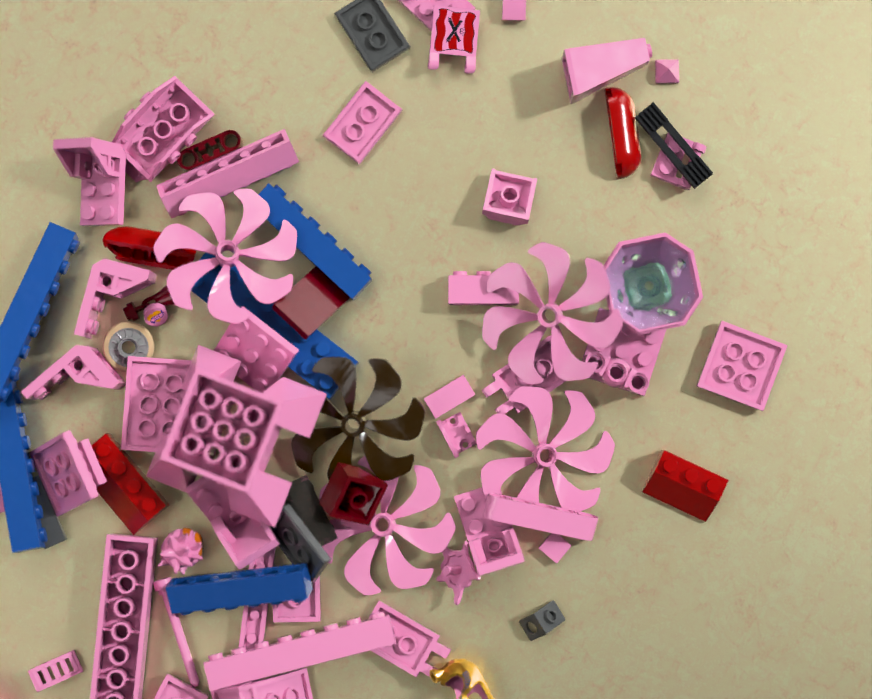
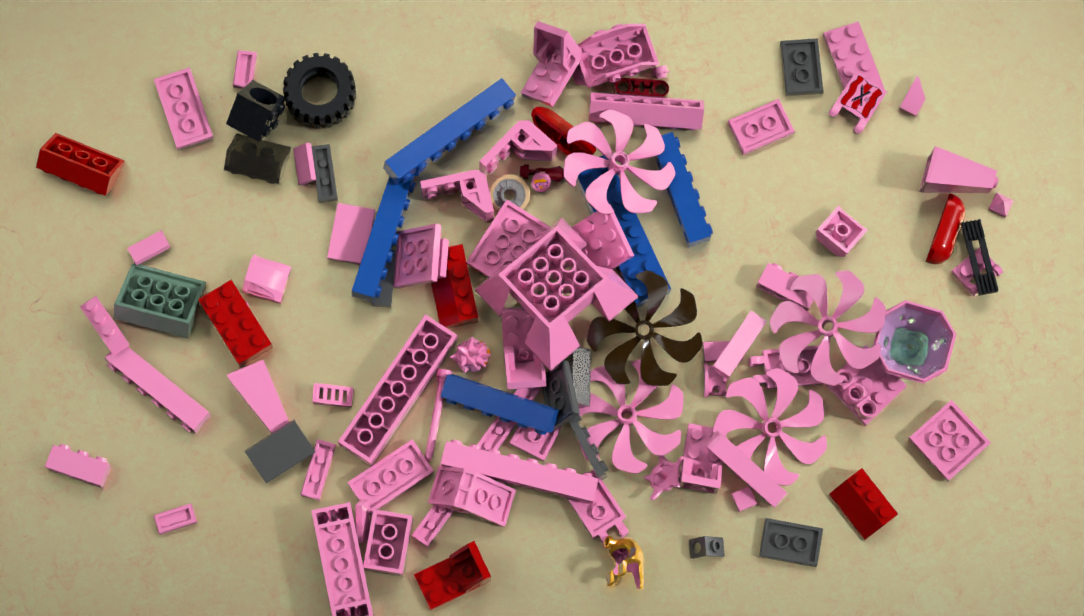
camera: 20 degrees right, 10 degrees down
(220, 119) = (660, 72): none -> bright pink plate
(310, 302) = (658, 230): tile -> none
(352, 494) = (618, 379): dark red slope -> none
(362, 585) = (590, 449): none -> dark grey plate
(463, 382) = (739, 344): none -> bright pink tile
(628, 567) = (791, 542): none -> dark grey tile

